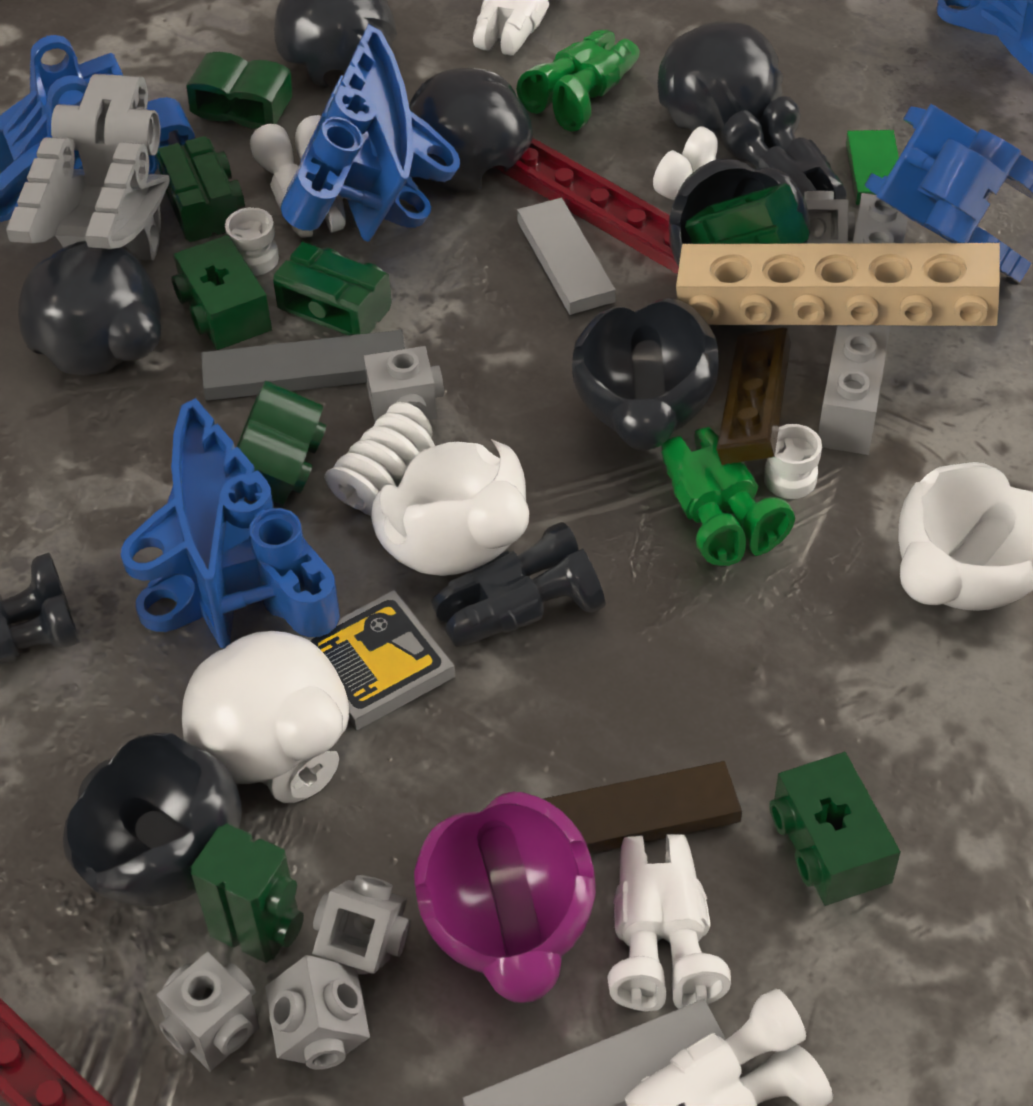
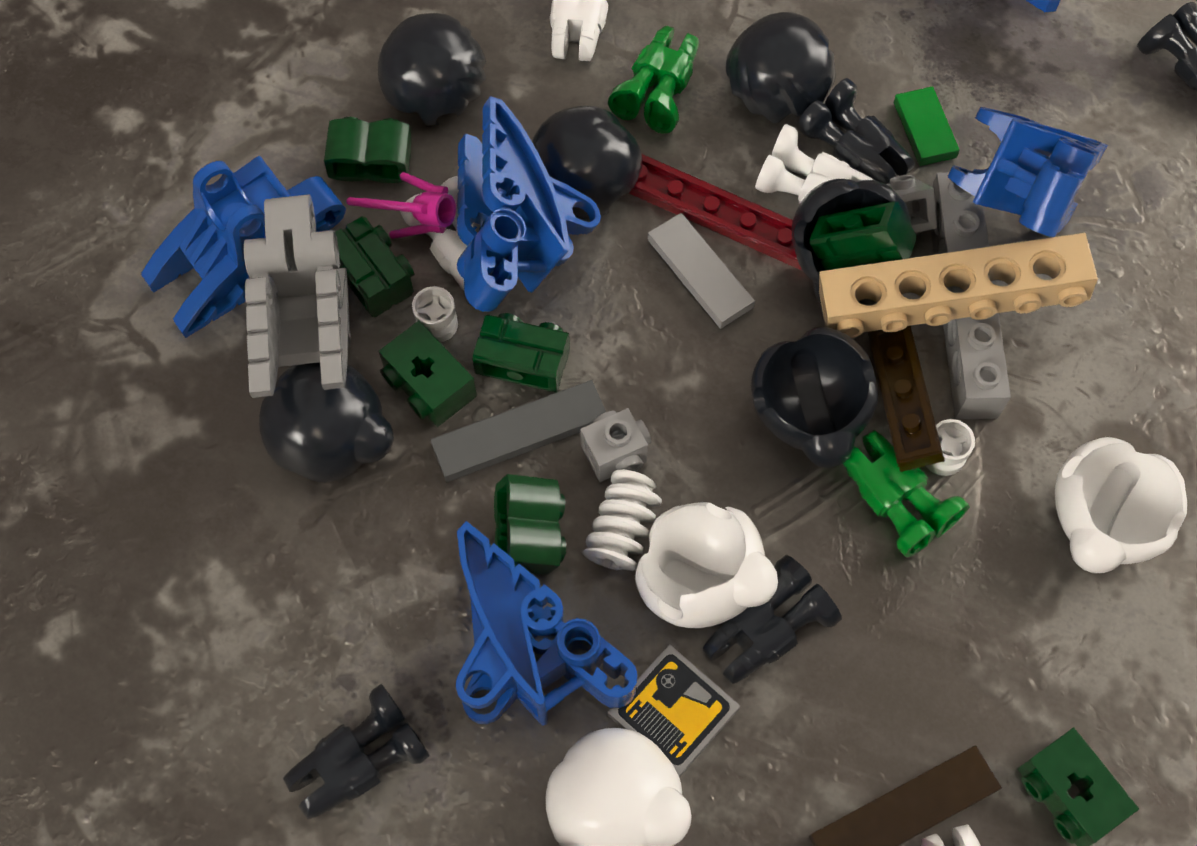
camera: 15 degrees left, 15 degrees up
(277, 133) = (432, 208): none -> dark pink plant

